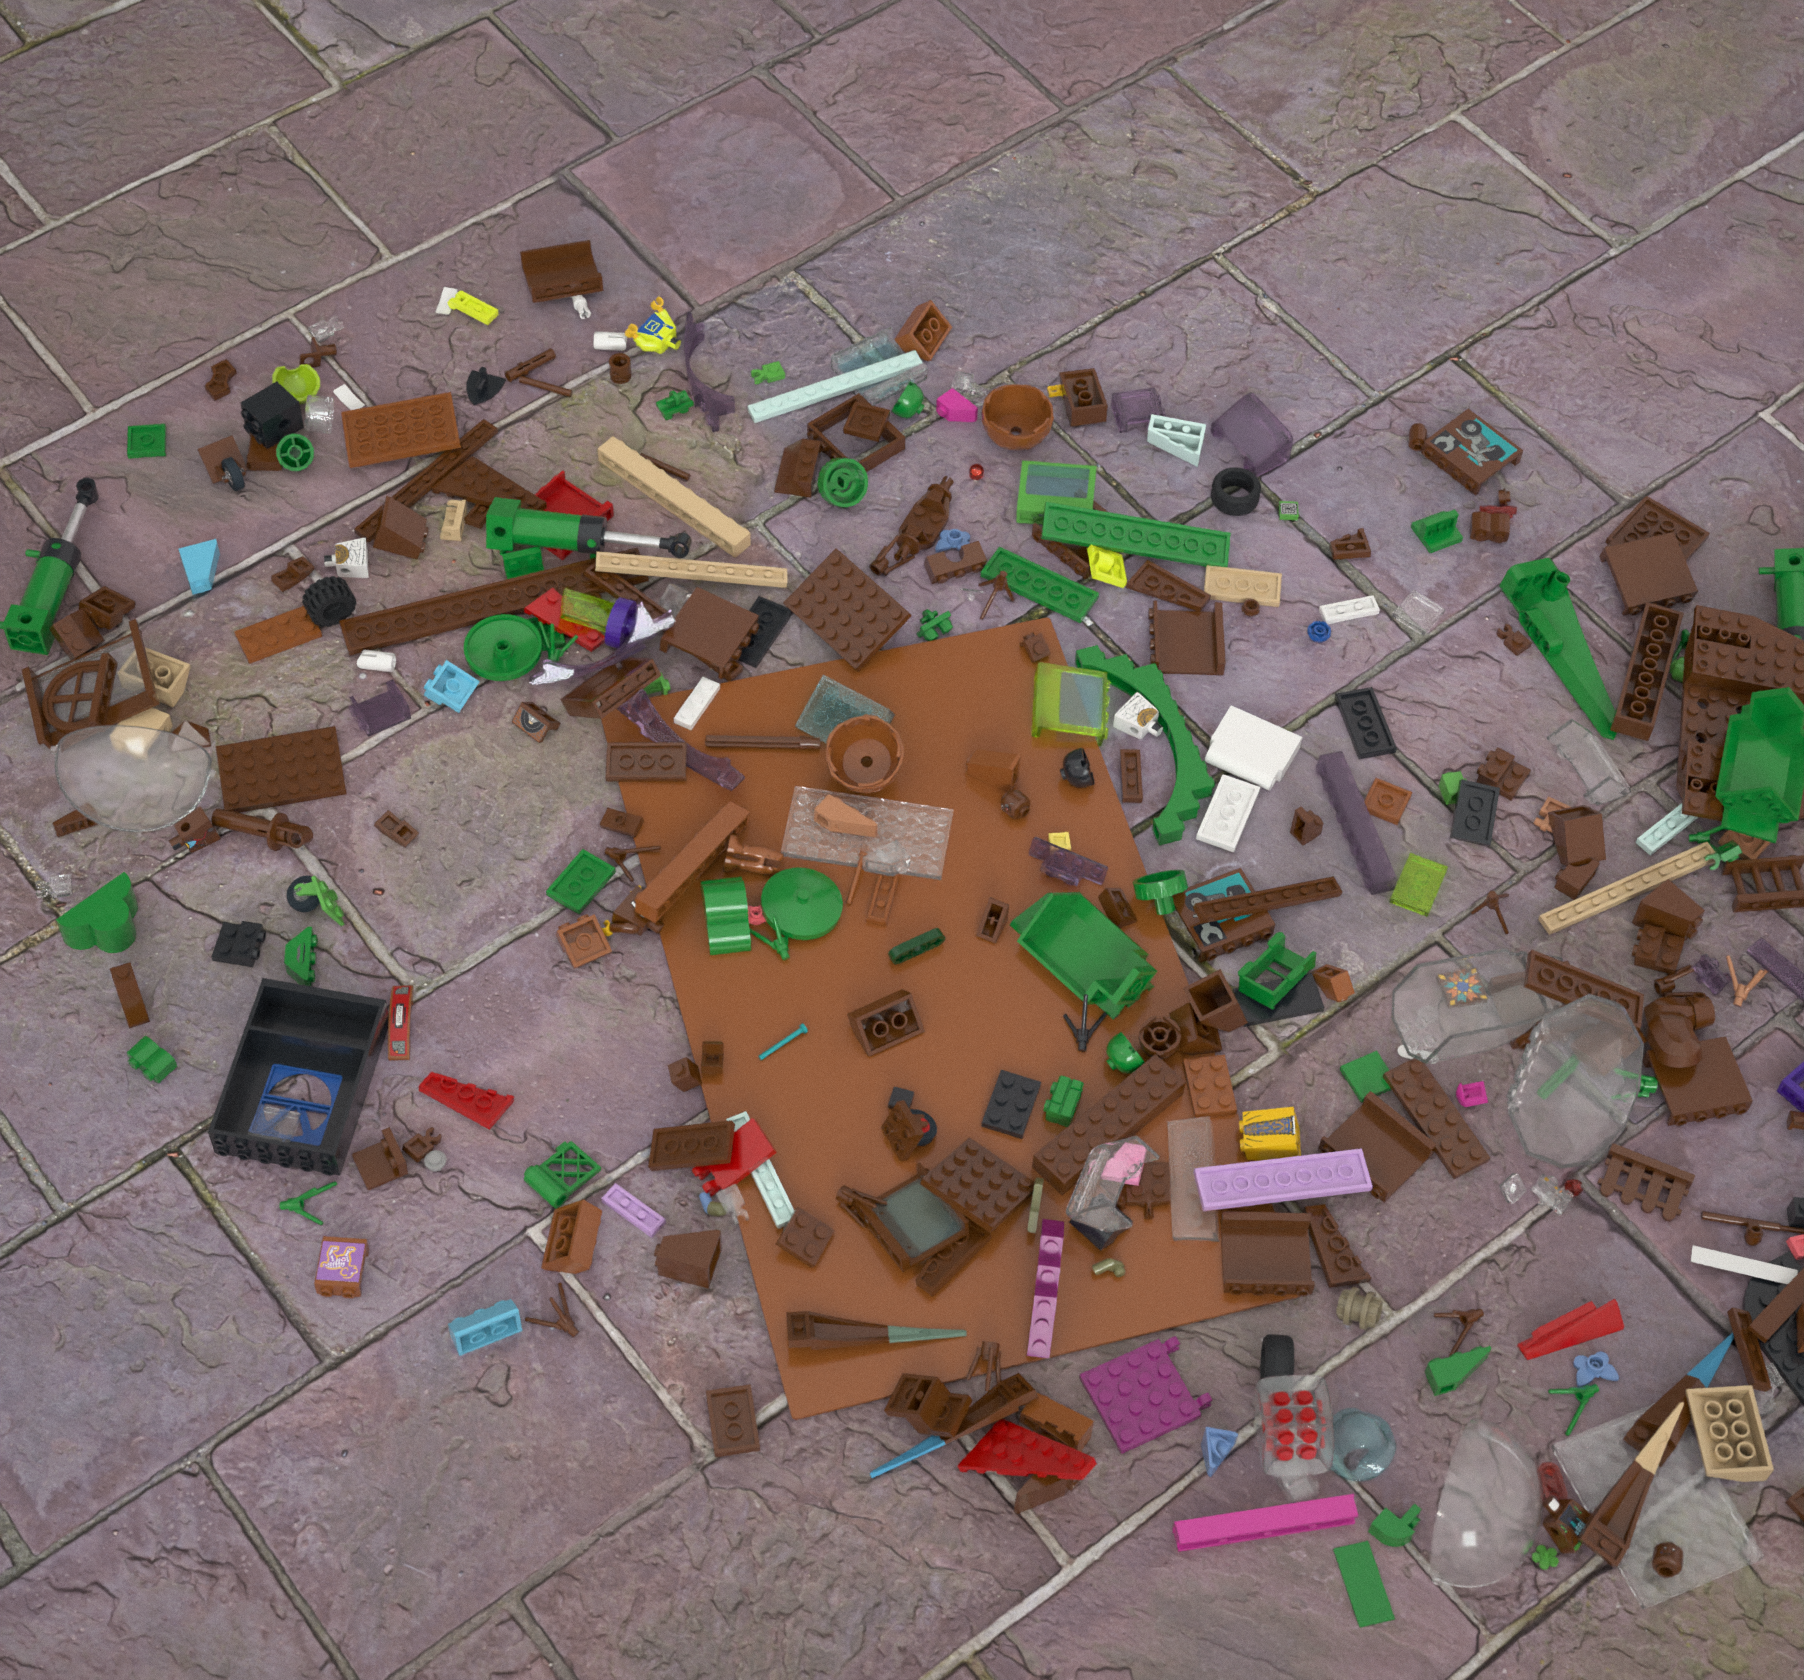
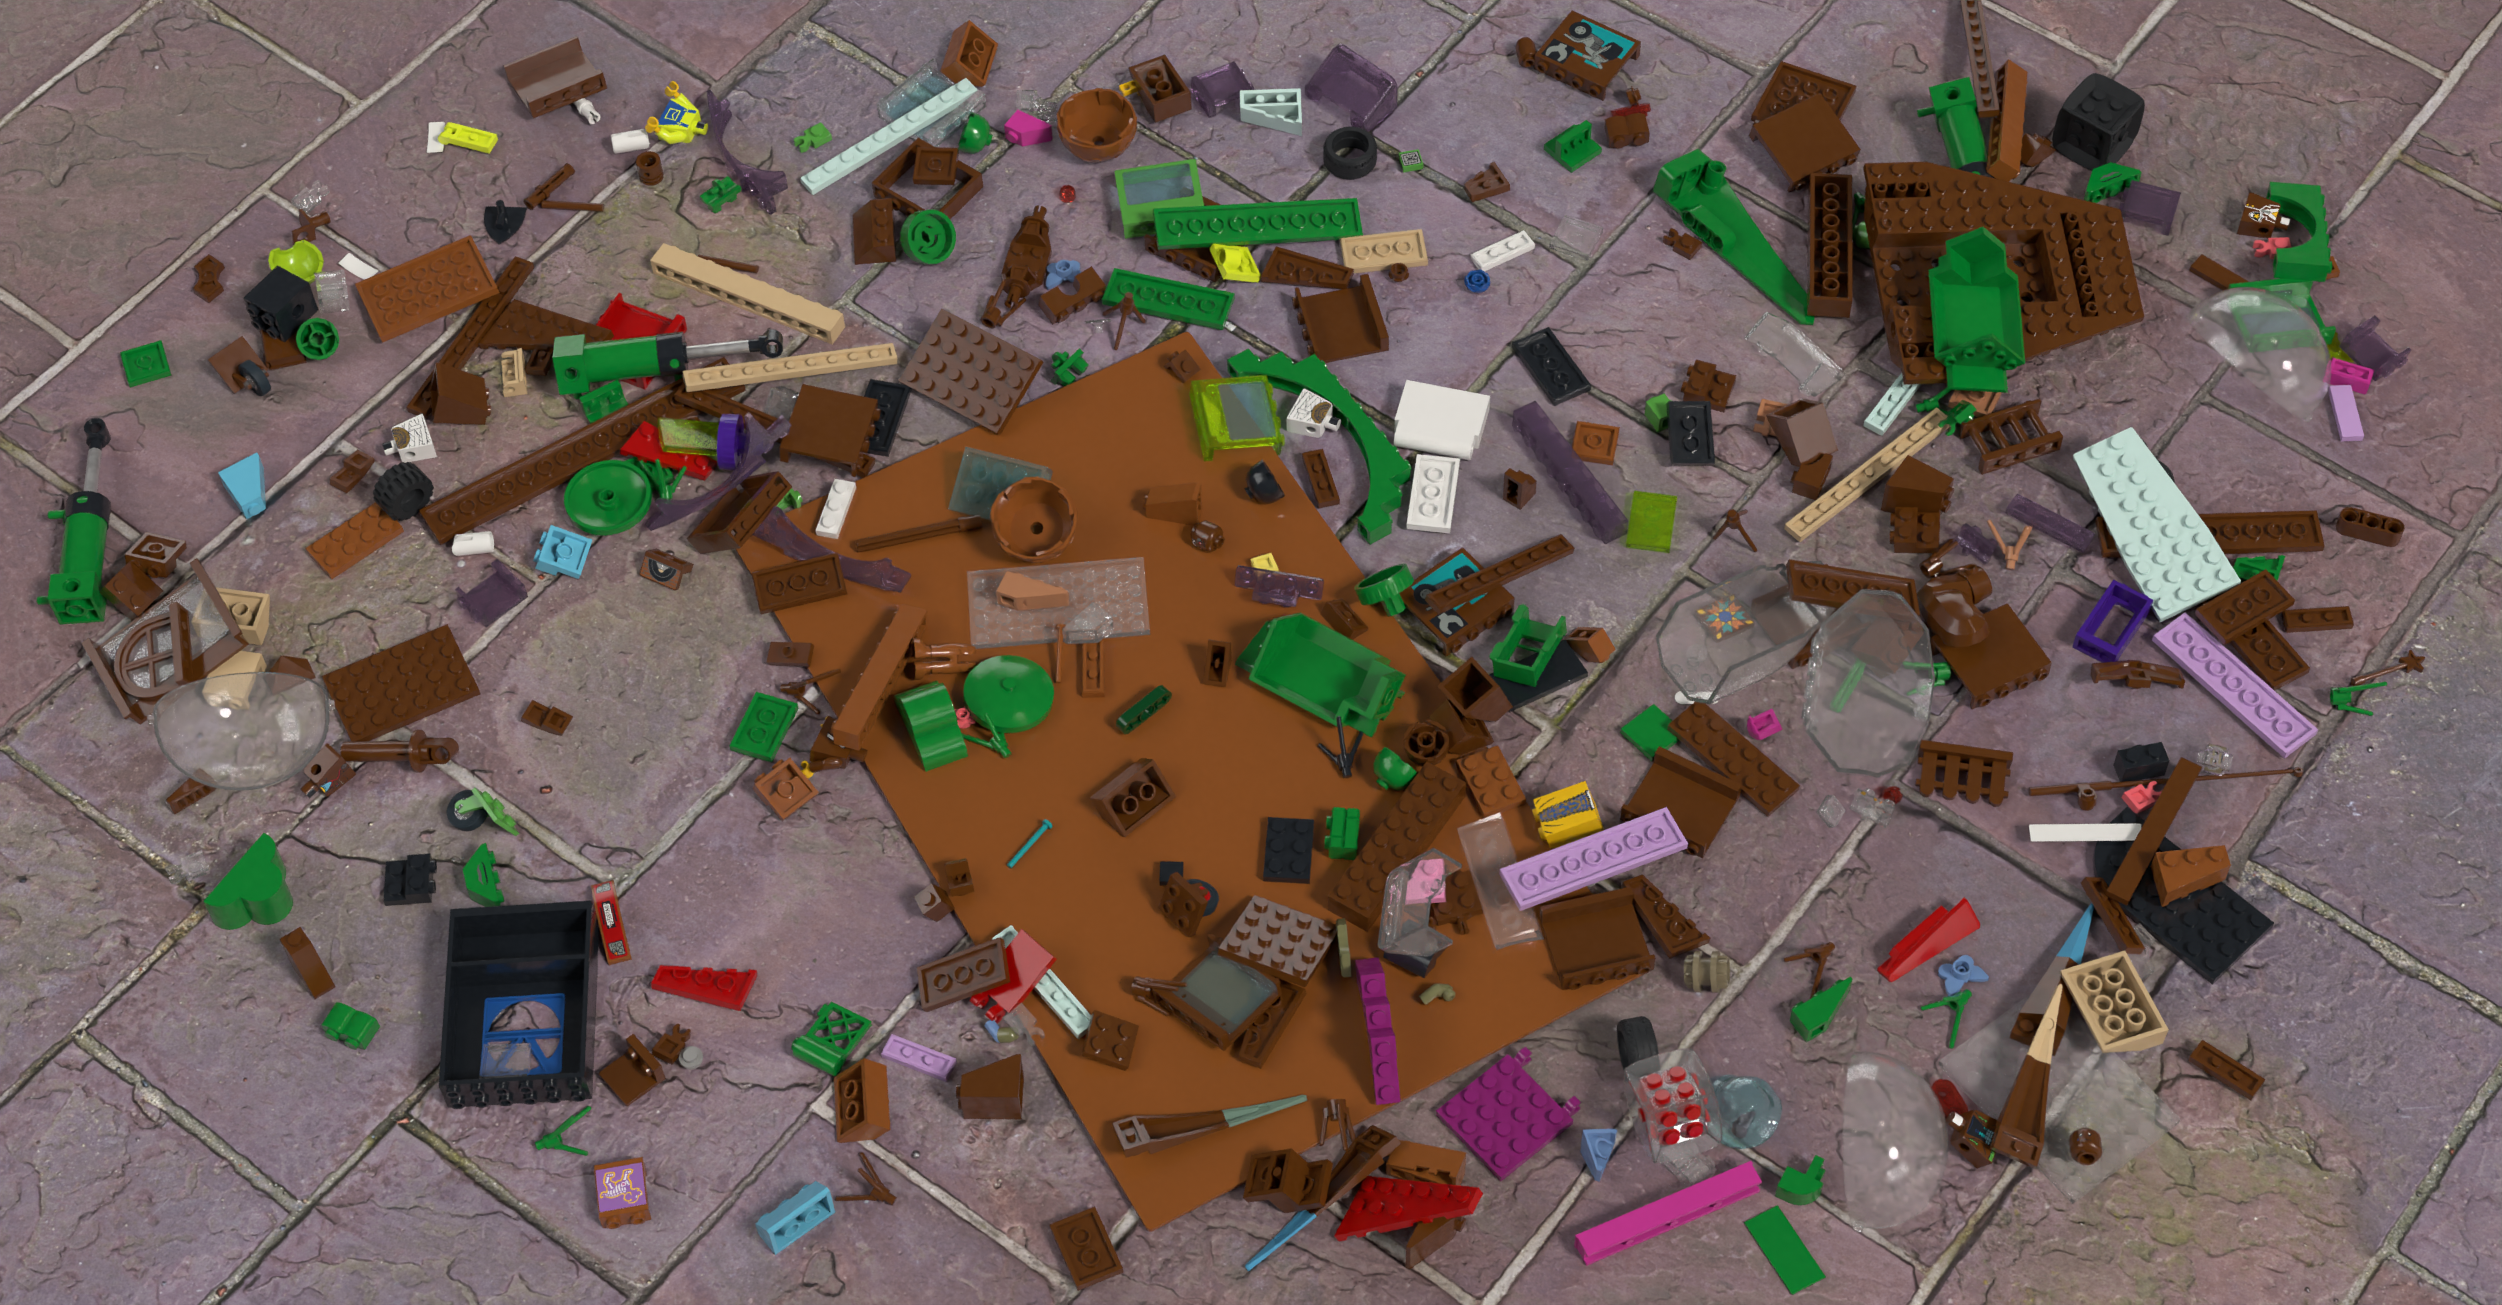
camera: 10 degrees left, 0 degrees up
(1545, 1557) = (1961, 1176): bright green plant -> none

